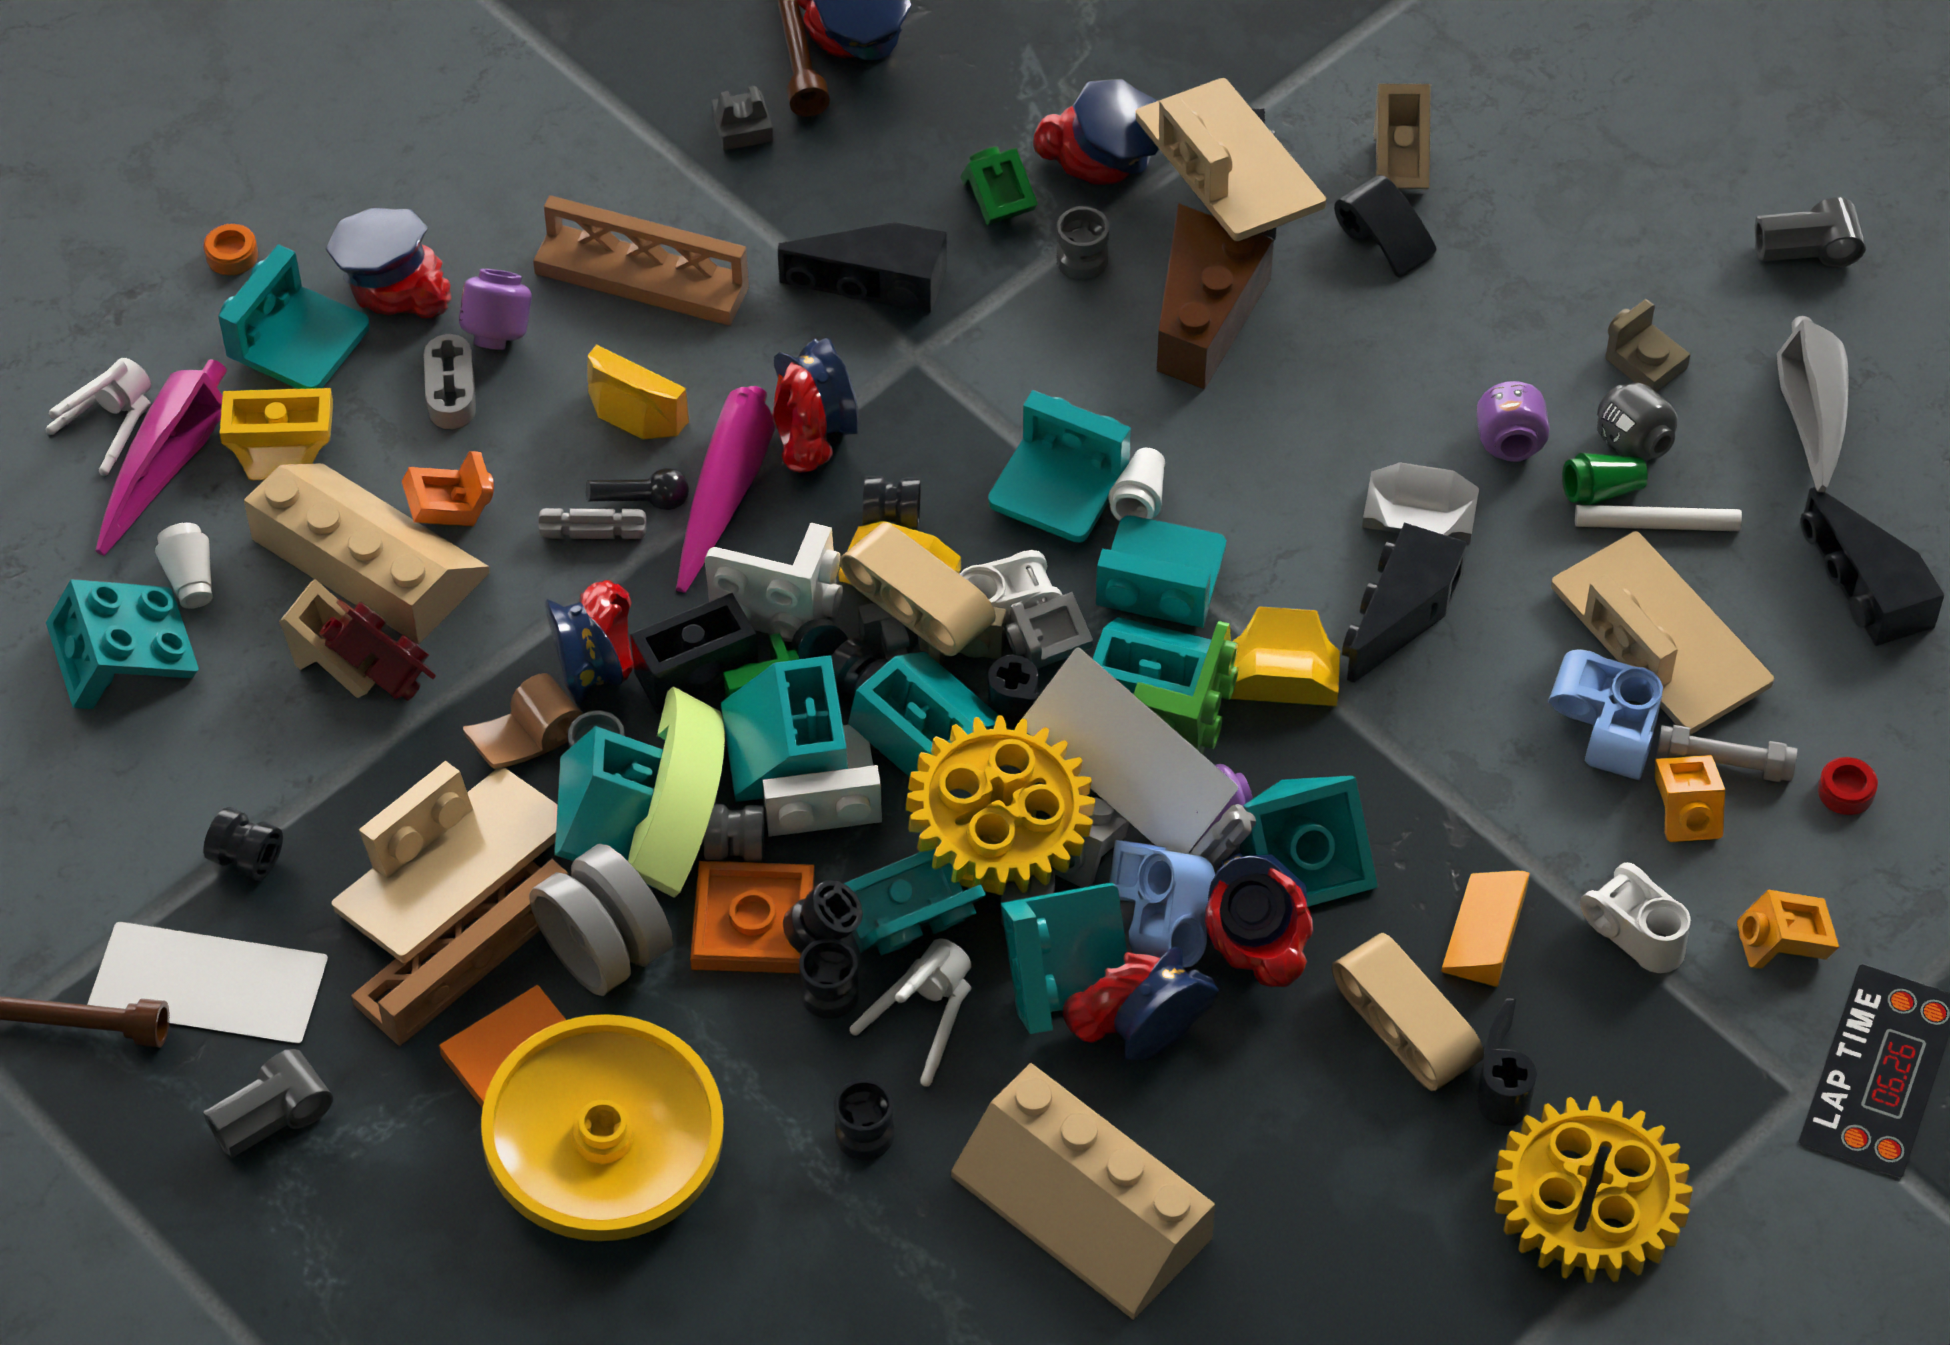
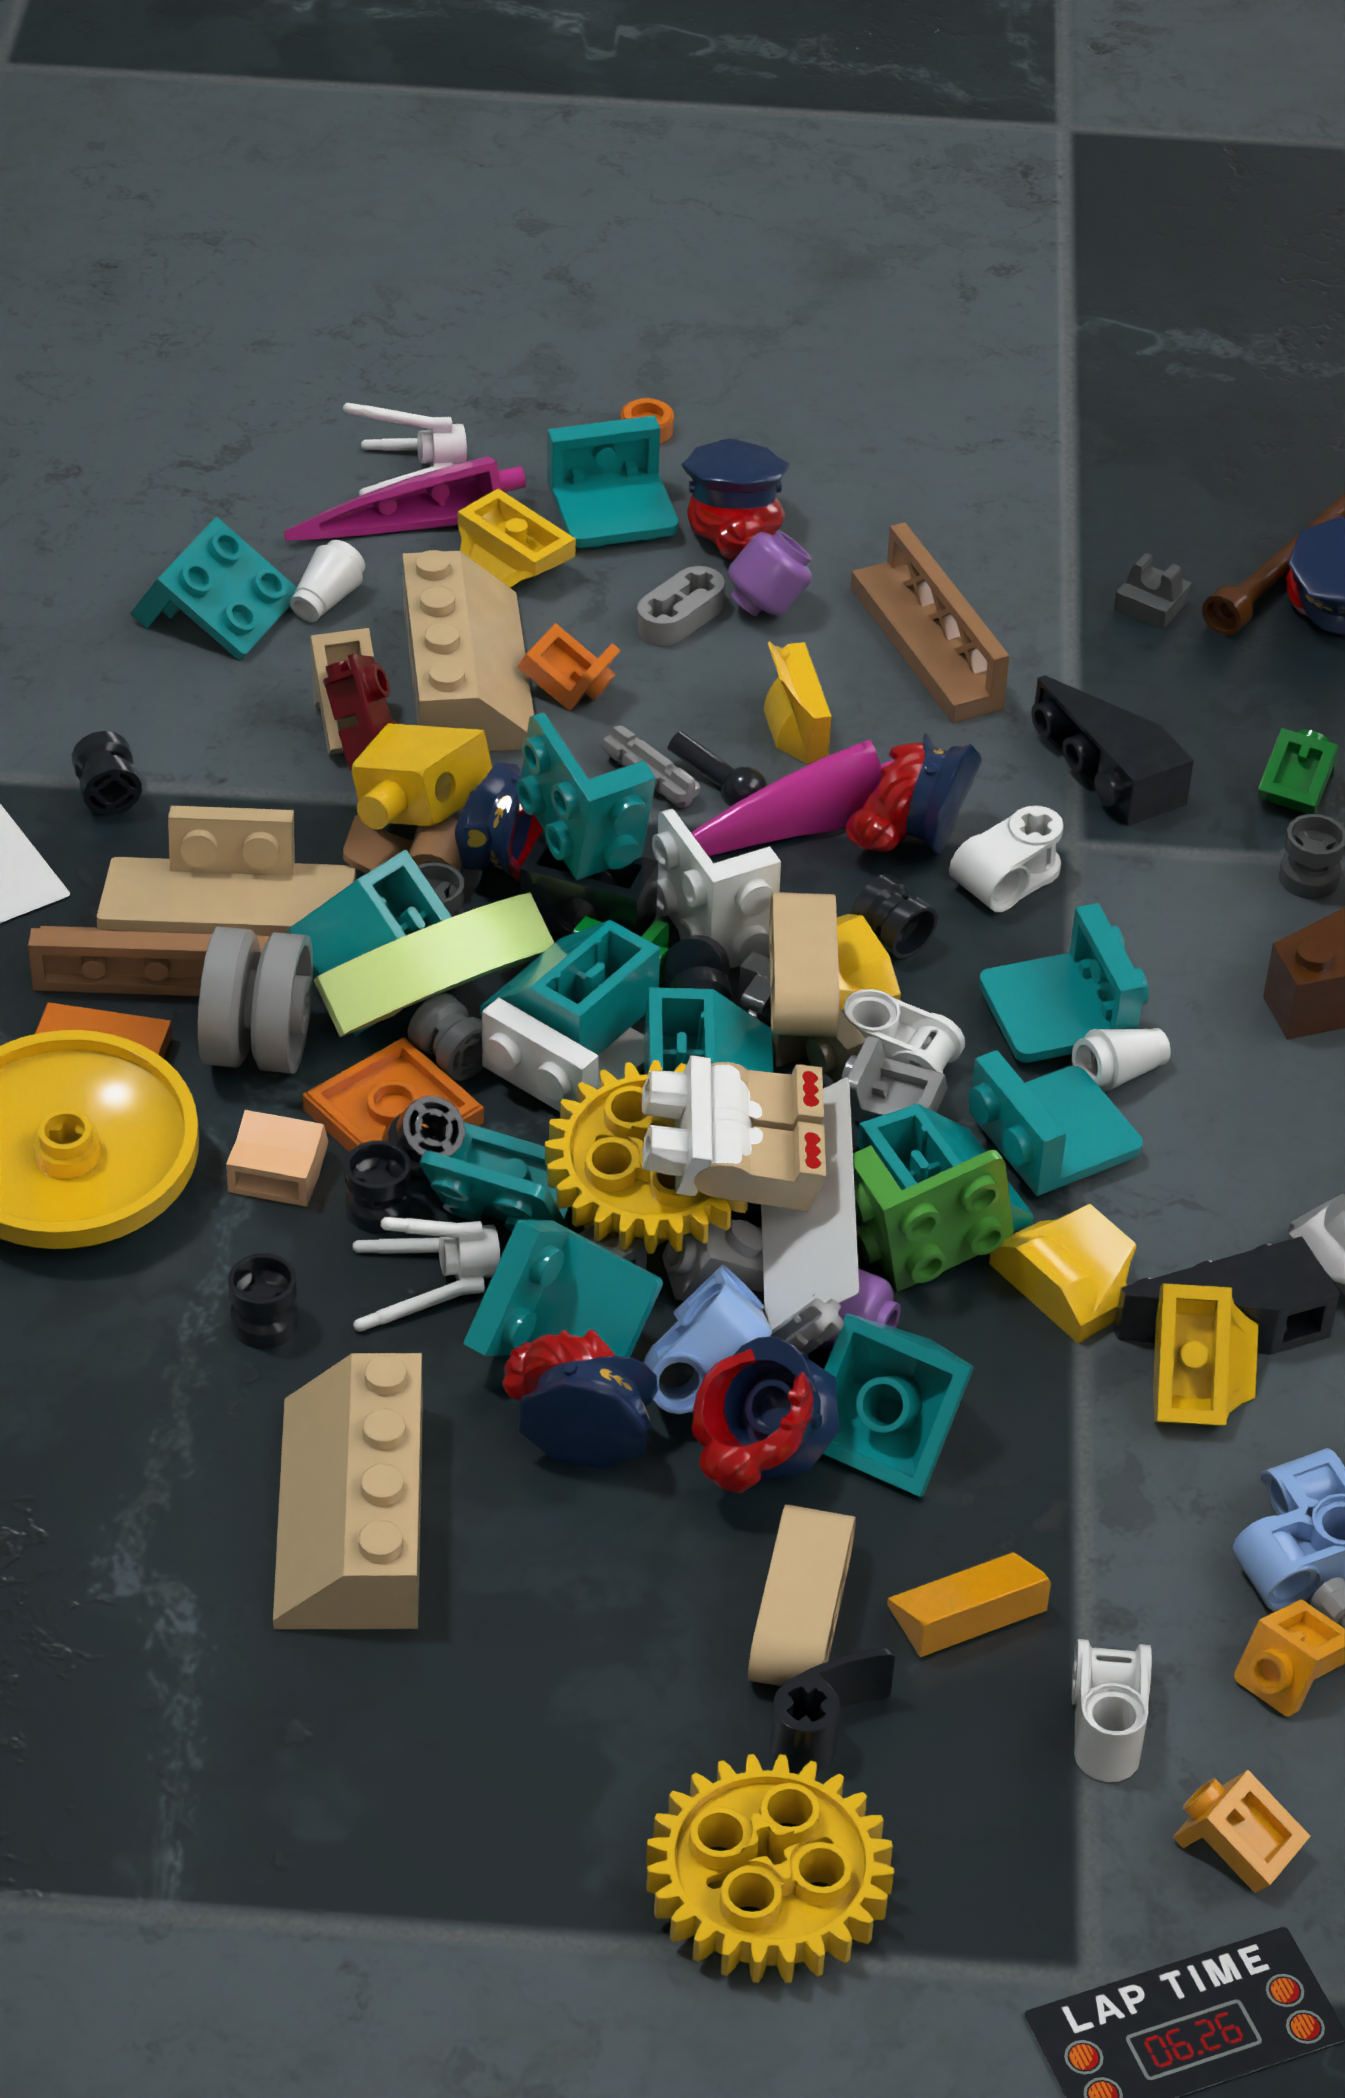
camera: 45 degrees right, 10 degrees down
(485, 662) = (418, 774): none -> yellow torso
(666, 600) = (585, 820): none -> teal bracket
(735, 1018) = (276, 1158): none -> light nougat piece
(909, 398) = (1010, 858): none -> white piece
(1062, 741) = (738, 1132): none -> hips
(1430, 657) = (1202, 1355): none -> yellow slope

